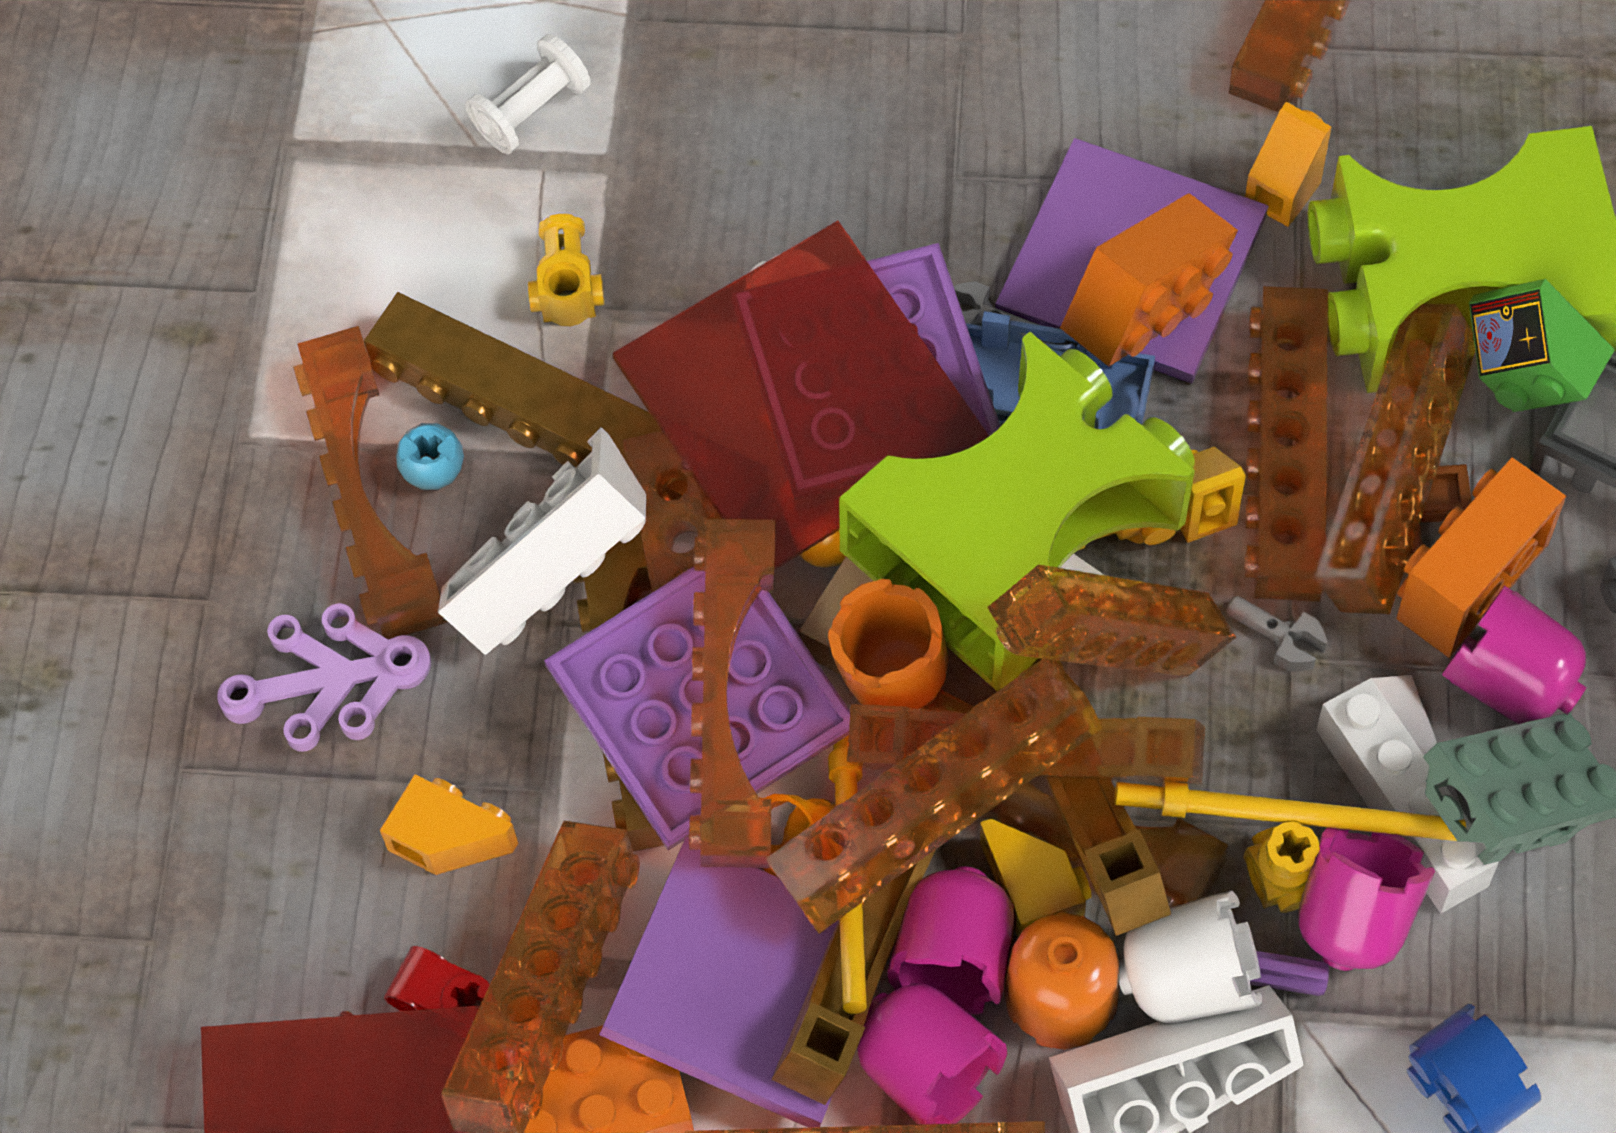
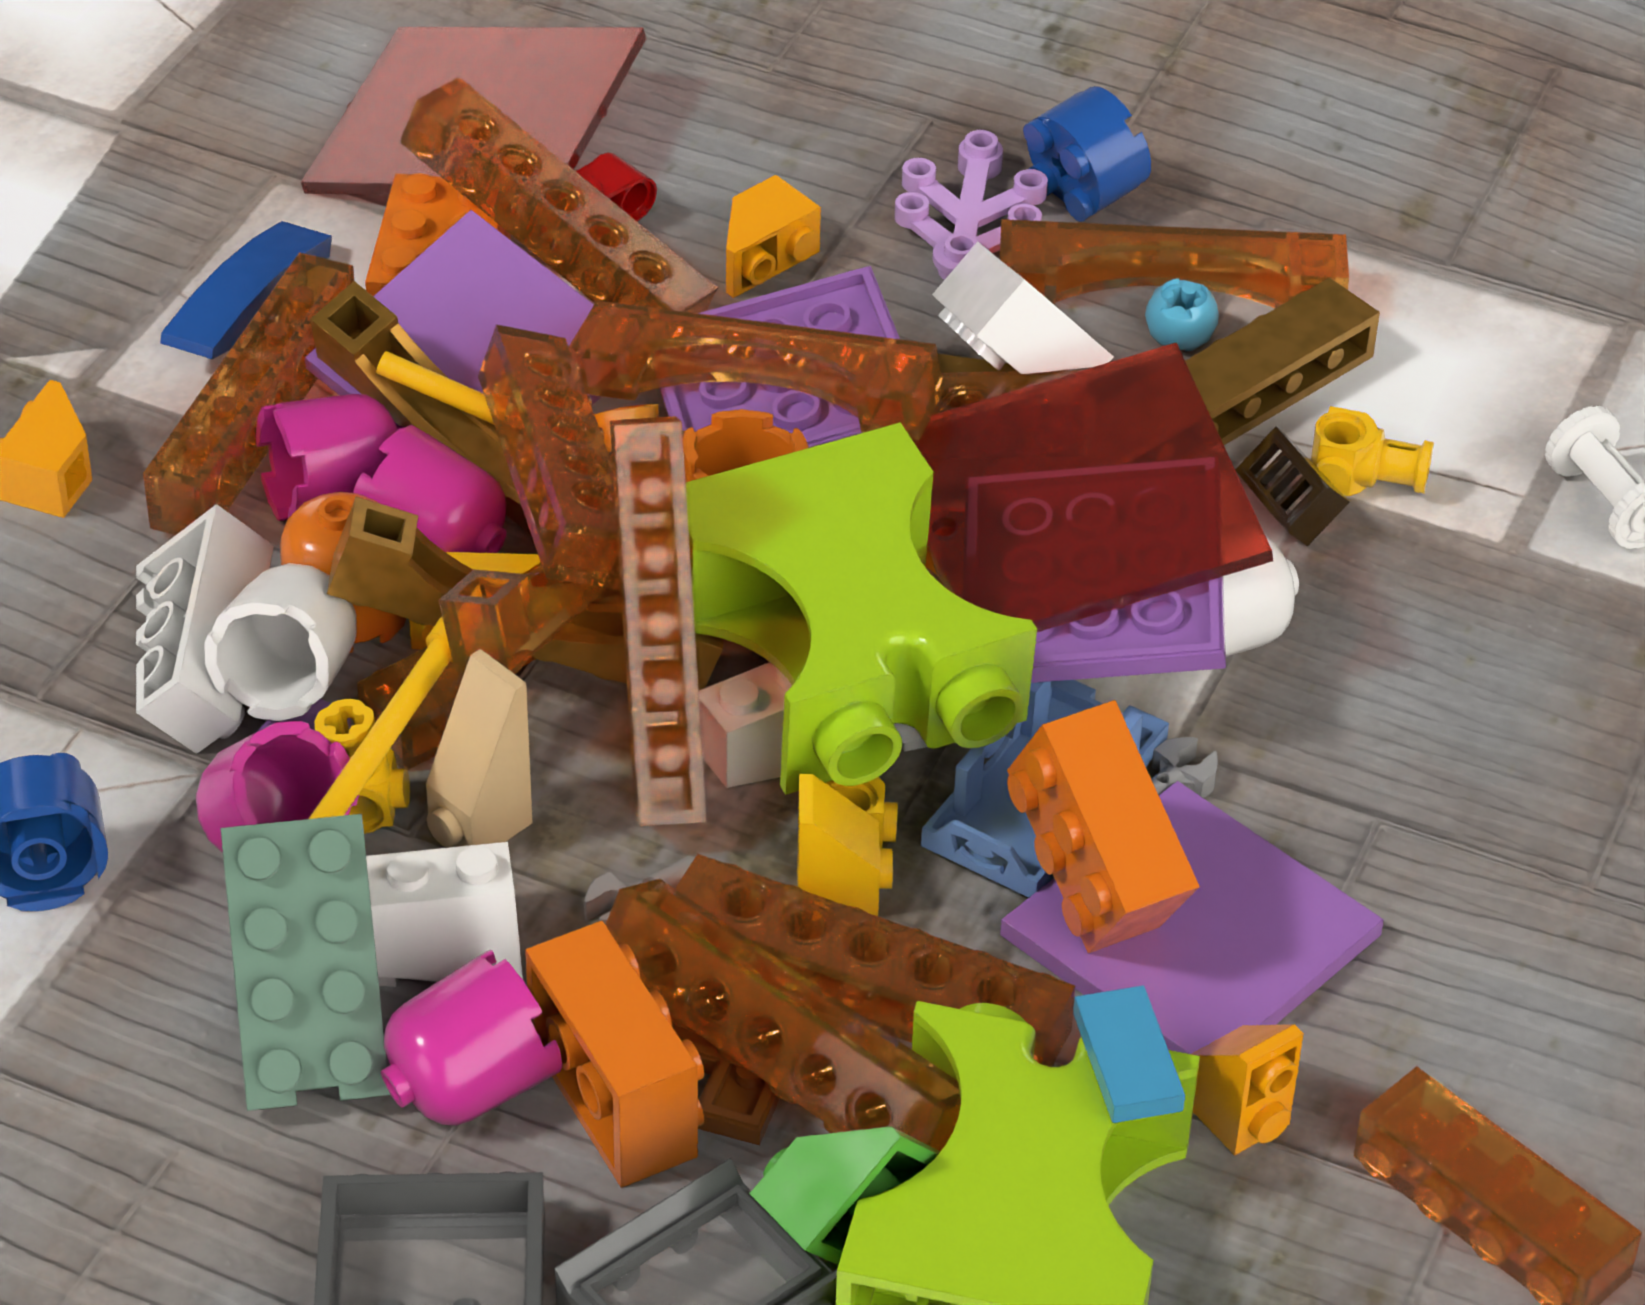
camera: 105 degrees right, 20 degrees down
(245, 583) = (1088, 151): none -> blue brick
(665, 302) = (1314, 510): none -> dark brown slope
(1258, 751) = (483, 761): none -> tan slope
(1370, 189) = (1128, 1054): none -> dark azure tile

